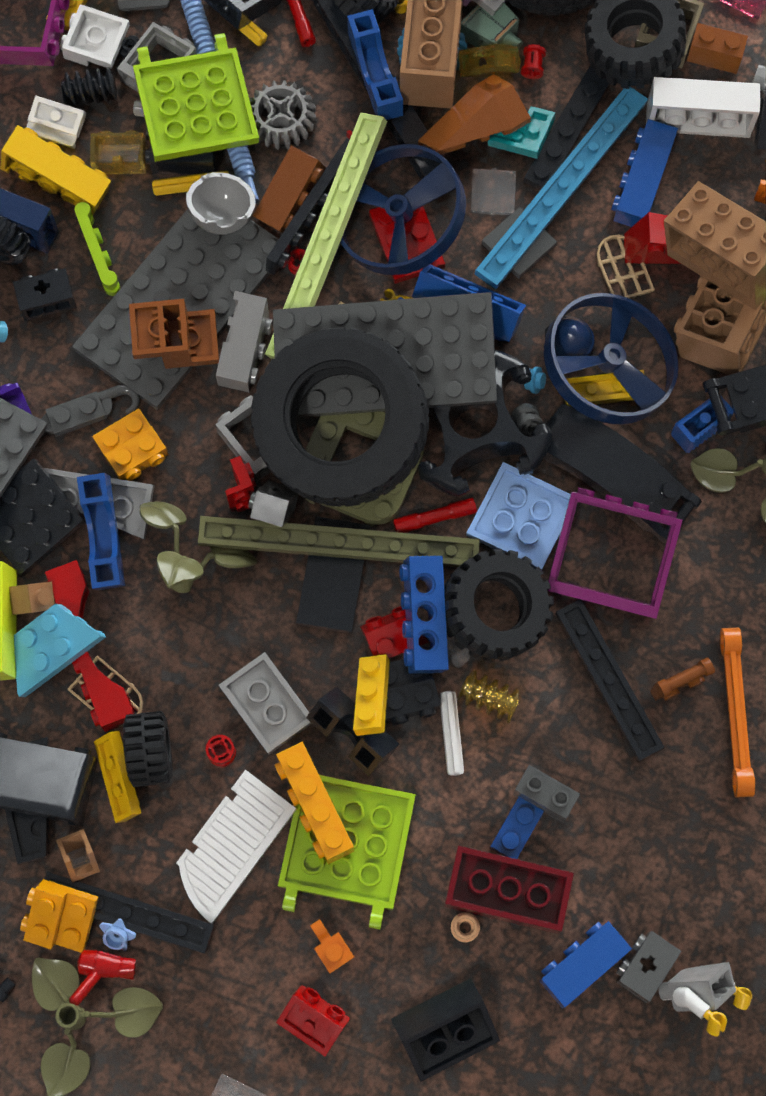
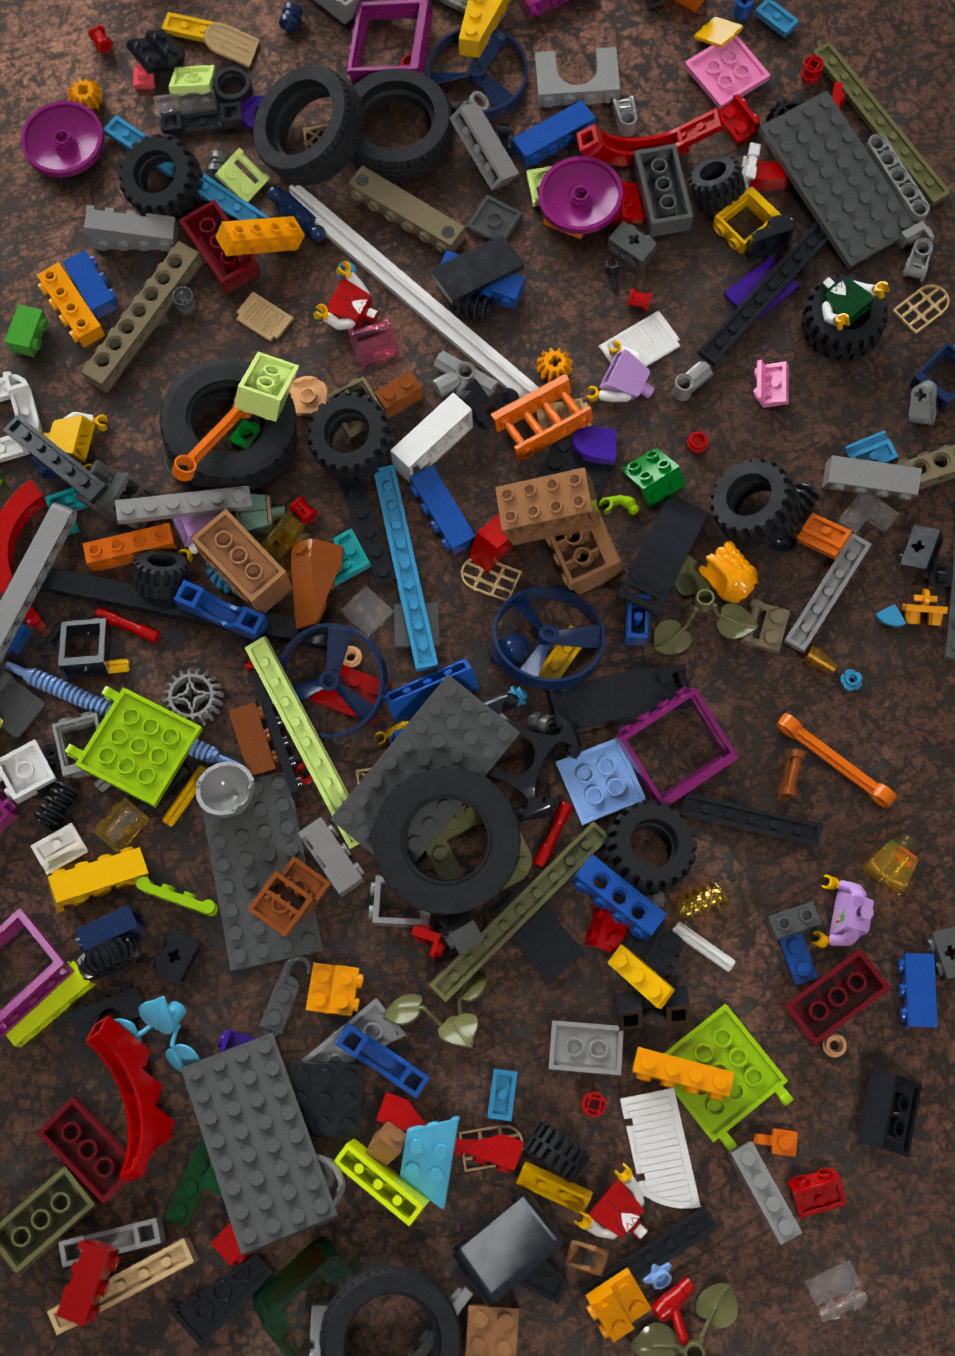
camera: 45 degrees left, 0 degrees up
(143, 848) = (617, 1209): none -> torso
(161, 664) = (502, 1095): none -> dark azure plate
(271, 969) = (764, 1193): none -> light grey brick
(442, 205) = (358, 657): none -> light nougat plate
(598, 842) = (850, 914): none -> lavender torso
(686, 844) = (893, 864): none -> clear yellow torso

